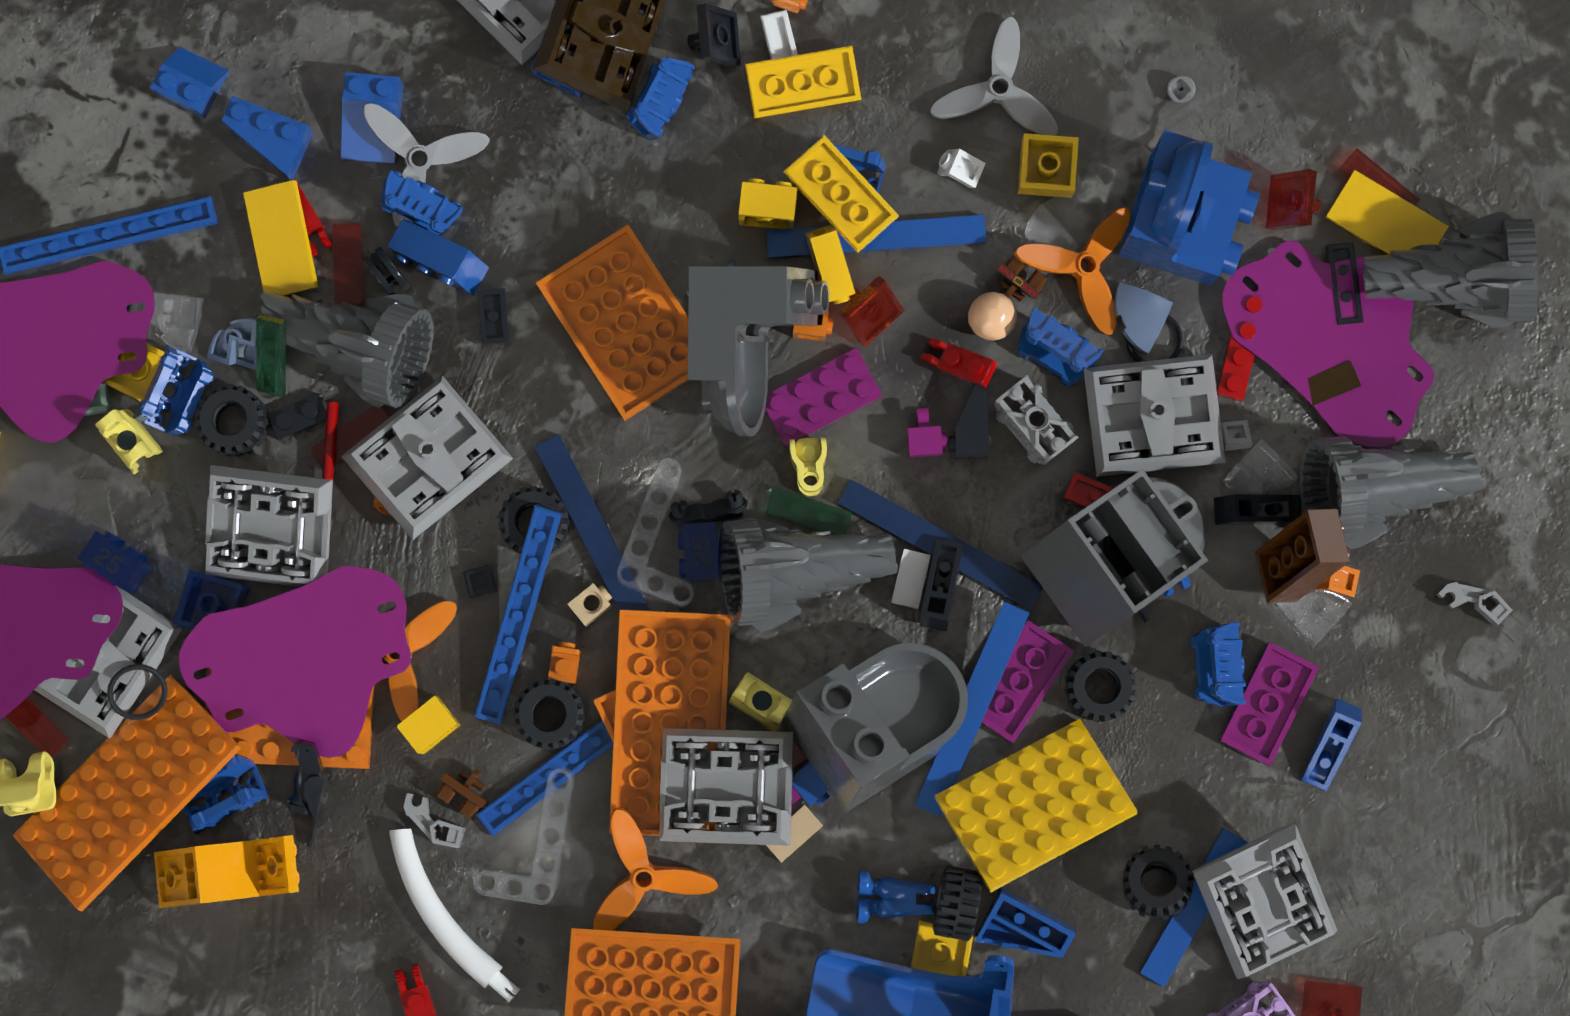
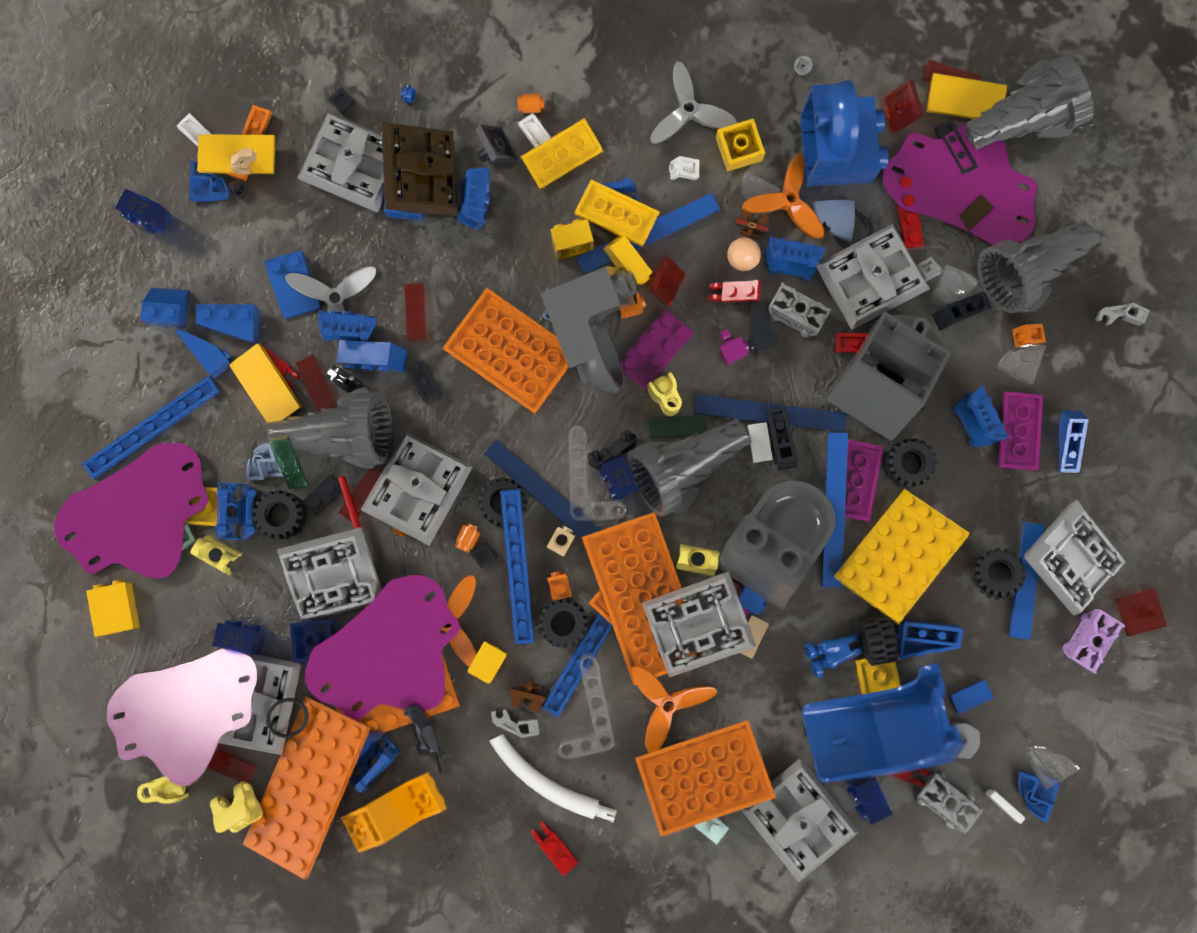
camera: 20 degrees left, 0 degrees up
(178, 319) = (218, 463): clear brick -> none
(222, 170) = (210, 356): none -> blue slope
(467, 550) = (467, 537): none -> orange brick
(519, 218) = (415, 312): none -> clear red tile
(1302, 556) = (1009, 326): reddish brown brick -> none

